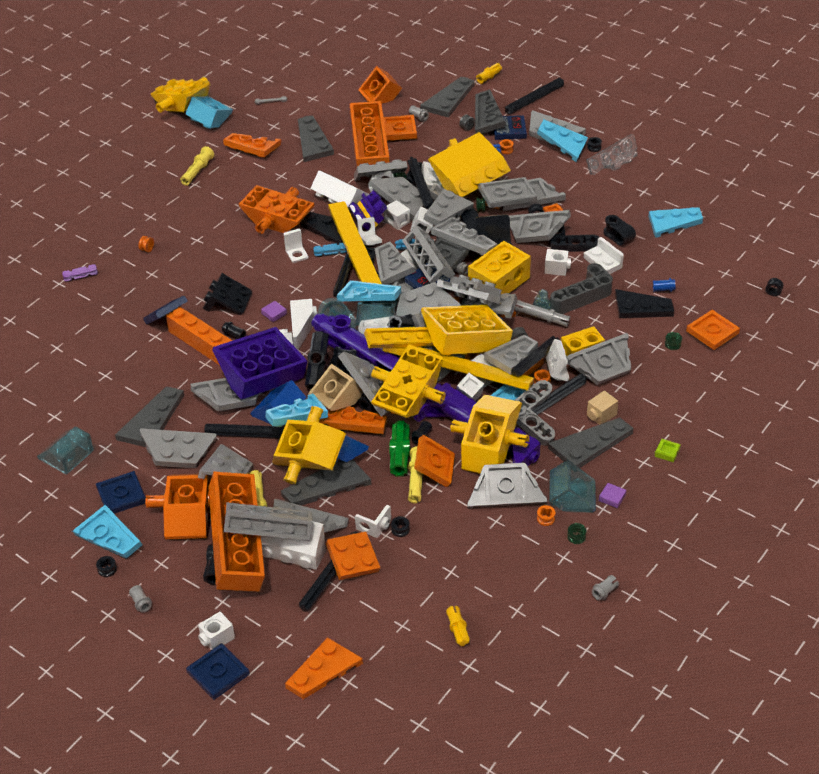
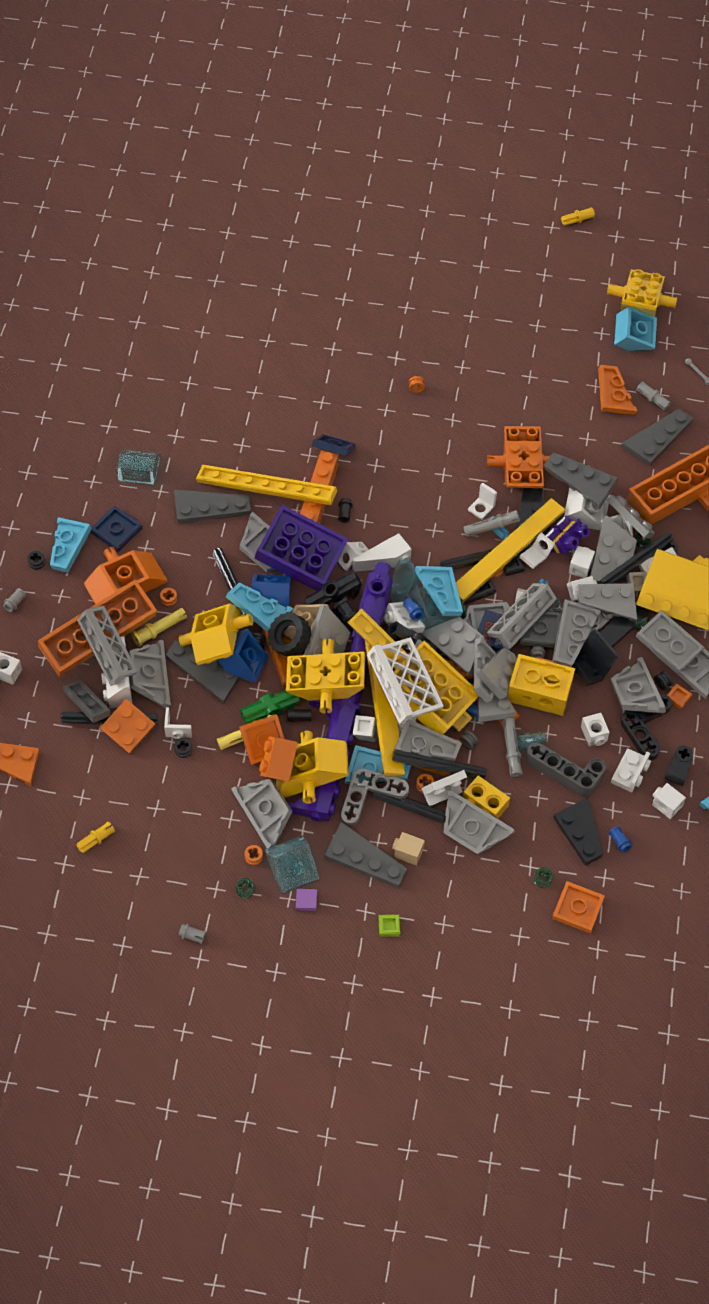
camera: 60 degrees right, 15 degrees up
(70, 104) = (578, 216): none -> yellow axle
(79, 272) = (351, 356): medium lavender axle -> none
(169, 365) = (266, 484): none -> yellow tile
(177, 447) = (182, 541): light grey wing -> none
(200, 162) = (553, 364): light yellow pin -> none
(225, 461) = (173, 587): light grey wing -> none
(227, 293) = (386, 482): black bracket -> none
(274, 126) = (653, 396): none -> light grey pin
(274, 311) = (389, 527): medium lavender tile -> none
(303, 576) = (86, 701): none -> dark grey plate
(325, 241) = (499, 521): none -> light grey pin
(327, 176) = (588, 481): none -> dark grey wing
(330, 397) = (278, 628): none -> black tyre
(377, 313) = (415, 612): none -> blue pin
(391, 264) = (501, 590): light grey wing -> none
(462, 335) = (389, 681): none -> white fence
(472, 446) = (278, 758): none -> orange slope
(645, 247) = (668, 800): none -> white brick
(772, 290) = (678, 943): black bush -> none

